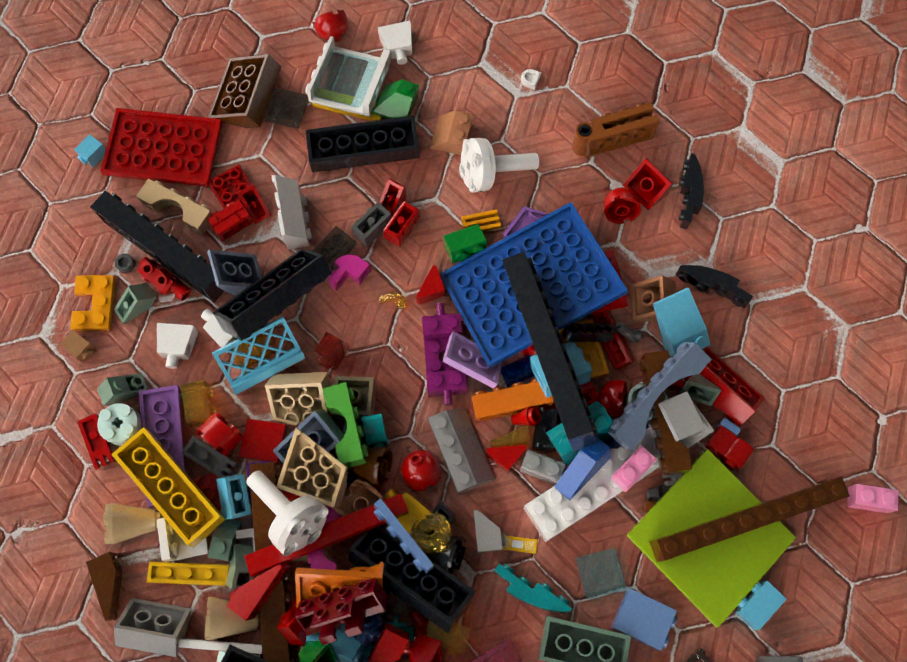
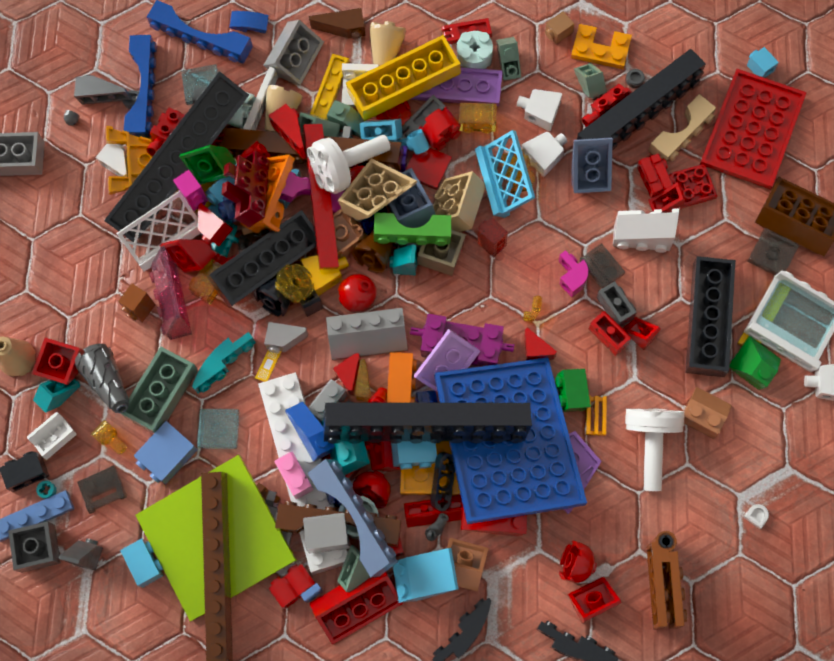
camera: 110 degrees right, 0 degrees up
(240, 456) = (416, 142): none -> medium azure axle
(272, 293) = (561, 194): black brick -> none
(408, 544) = (291, 256): medium blue plate -> none

